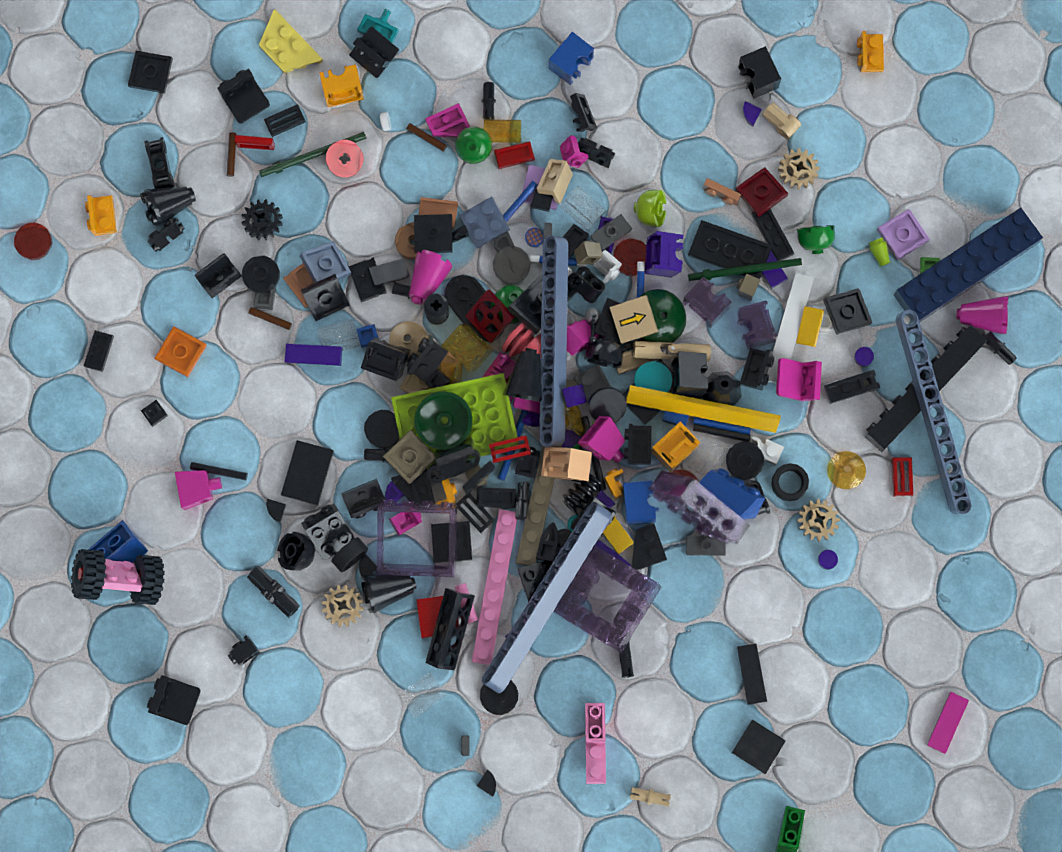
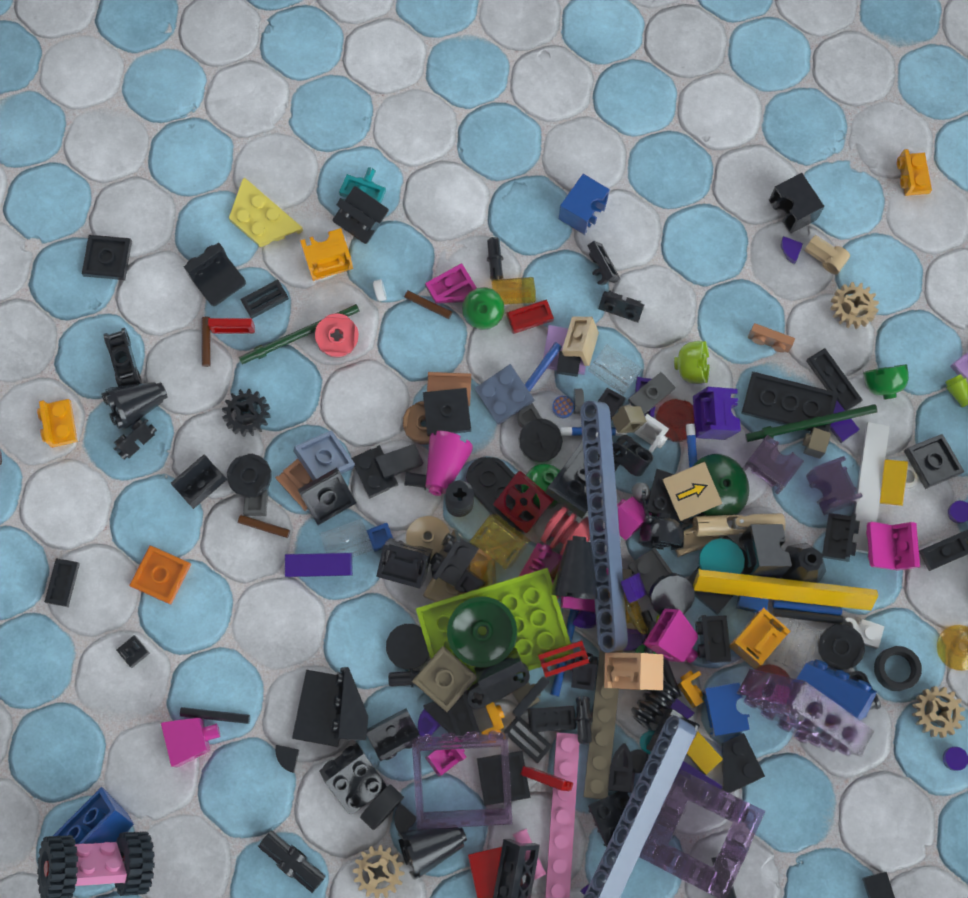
camera: 10 degrees left, 5 degrees down
(296, 551) = (315, 809): black cylinder -> none
(330, 480) = (351, 714): none -> black slope
(460, 233) = (478, 409): black tile -> none
(486, 544) = (547, 779): none -> red tile
(571, 153) = (595, 307): dark pink bracket -> none
(704, 546) = (806, 755): dark grey plate -> none
(761, 191) = (816, 334): dark red tile -> none

